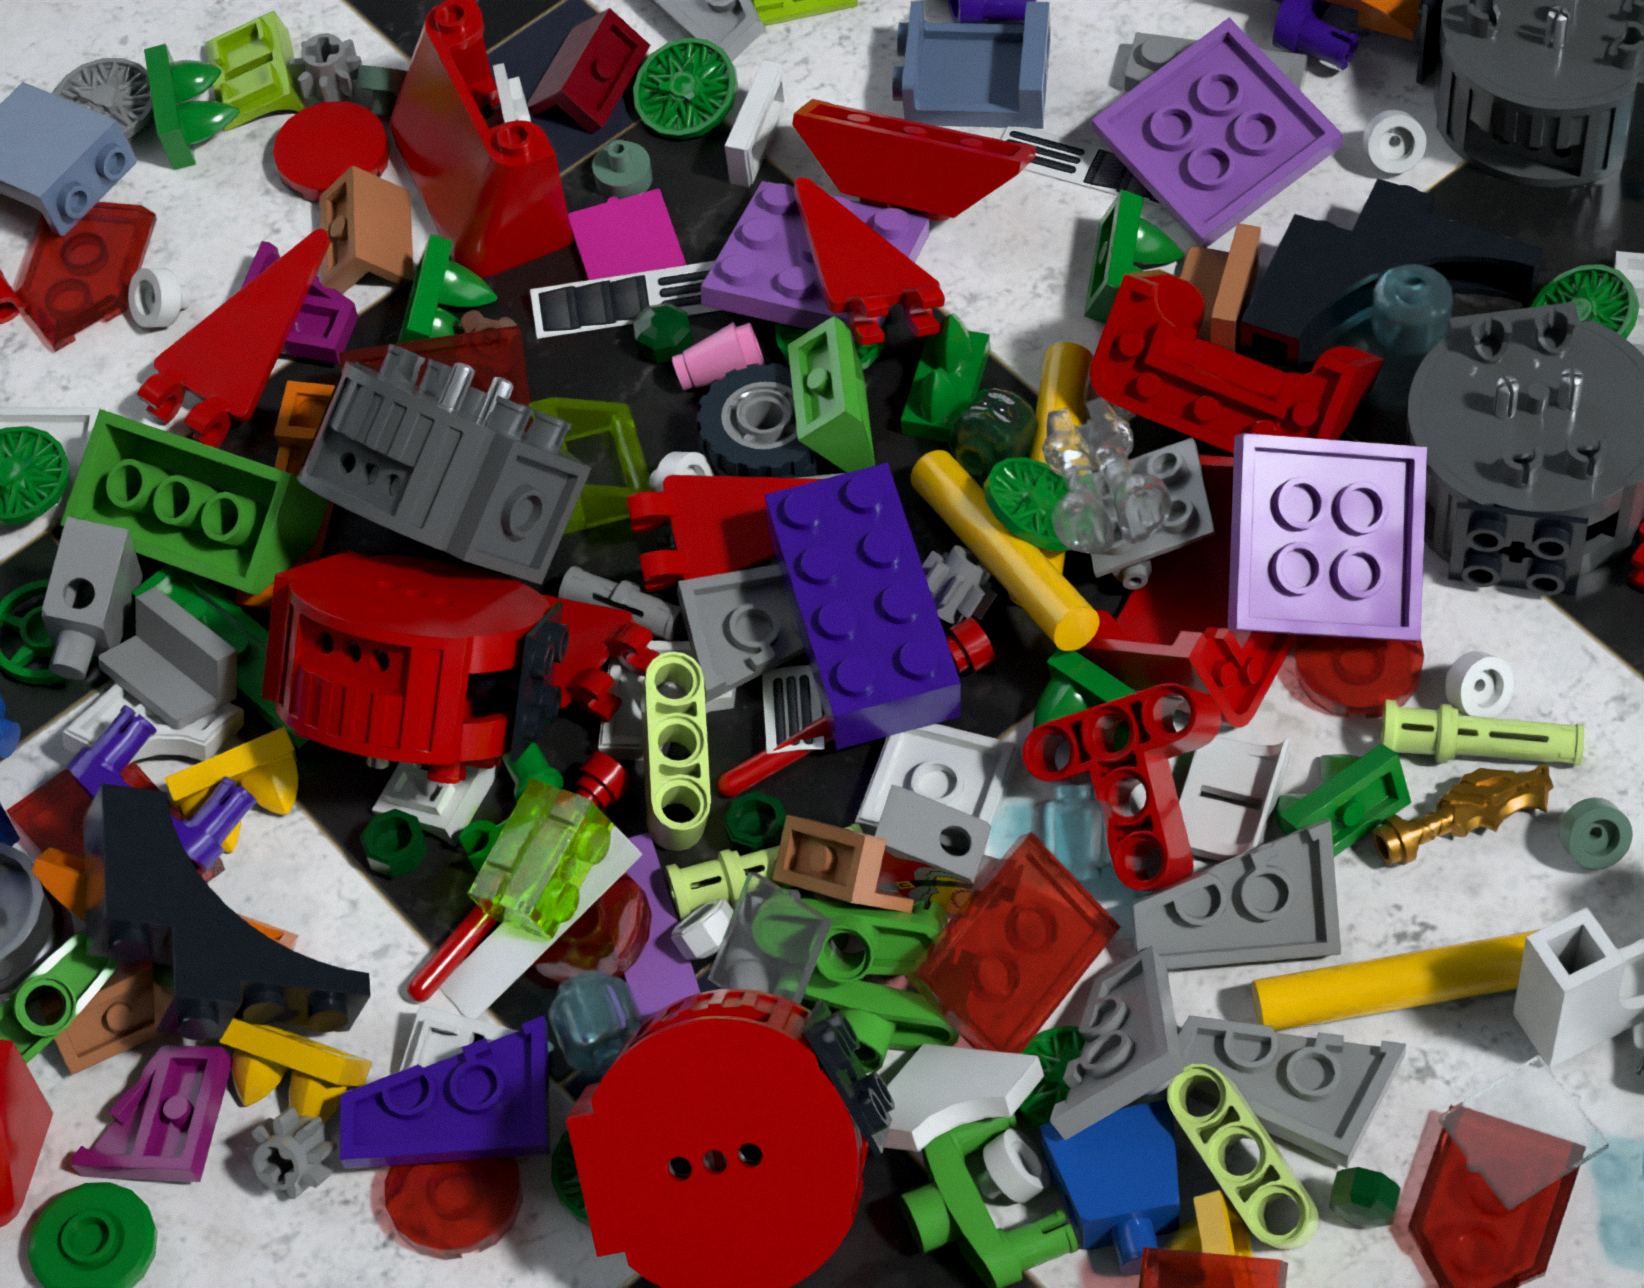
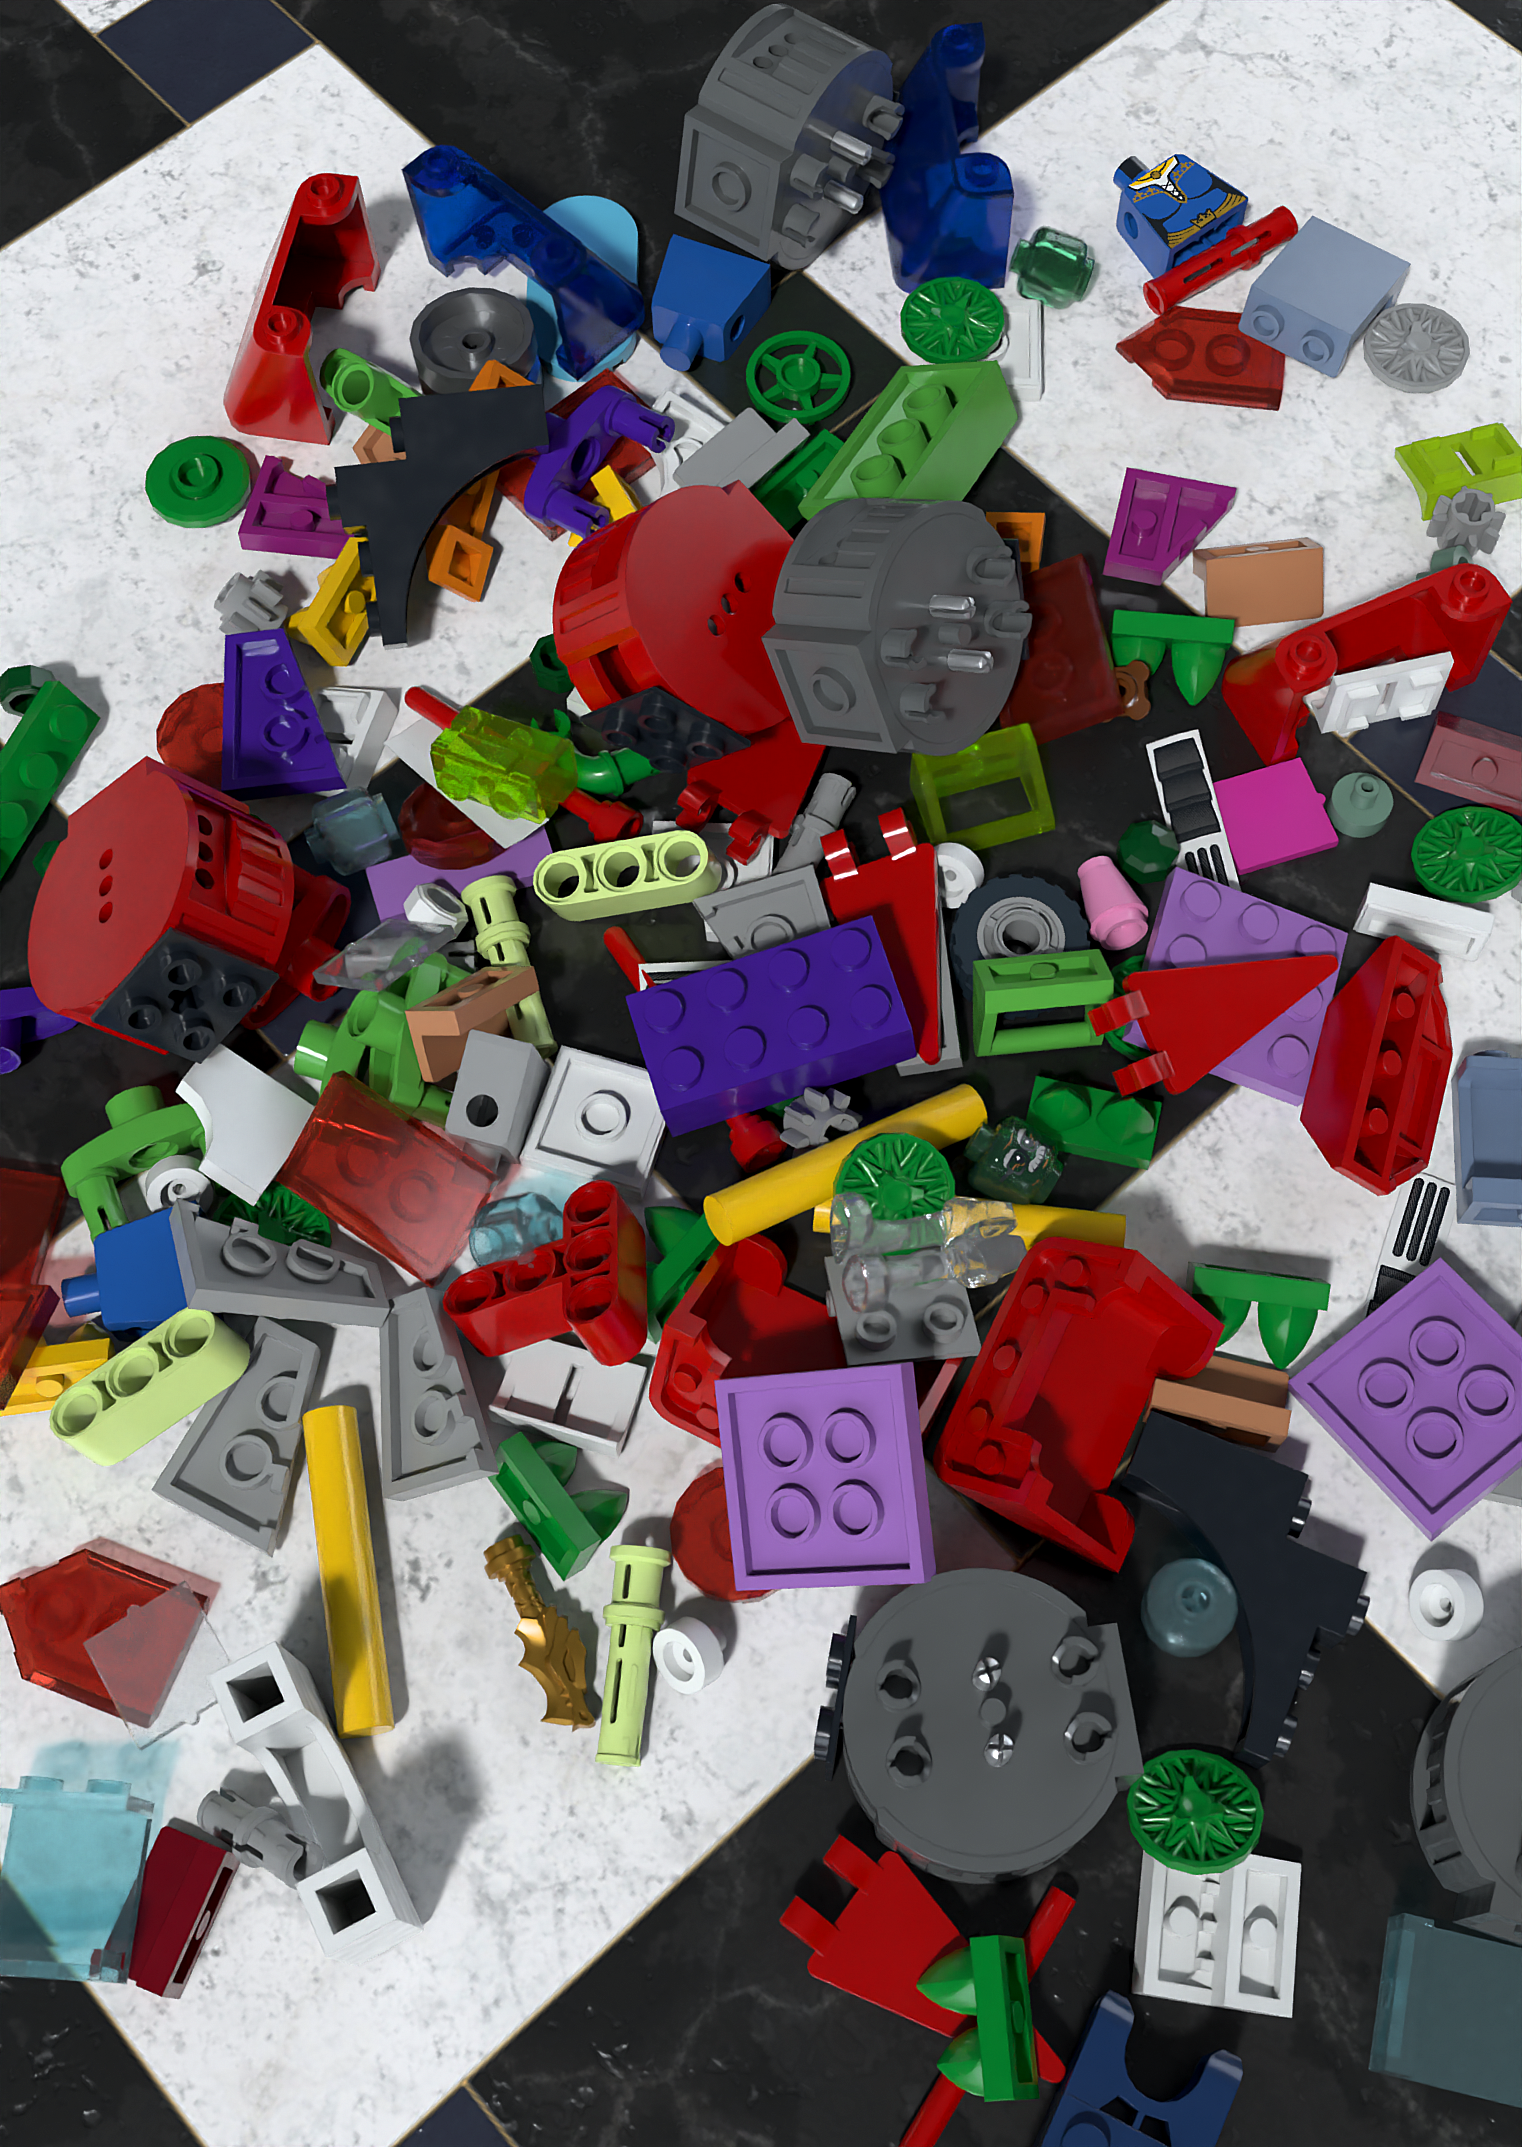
camera: 85 degrees right, 10 degrees up
(89, 594) = (802, 380): light grey torso -> none
(157, 297) = (1168, 415): white tile -> none
(176, 119) = (1394, 399): green tile -> none
(234, 347) = (1104, 478): red flag -> none
(325, 142) = (1369, 542): red tile -> none
(754, 823) = (561, 958): dark green tile -> none
(1364, 1197) = (112, 1506): dark green tile -> none
(1595, 833) = (501, 1766): sand green tile -> none

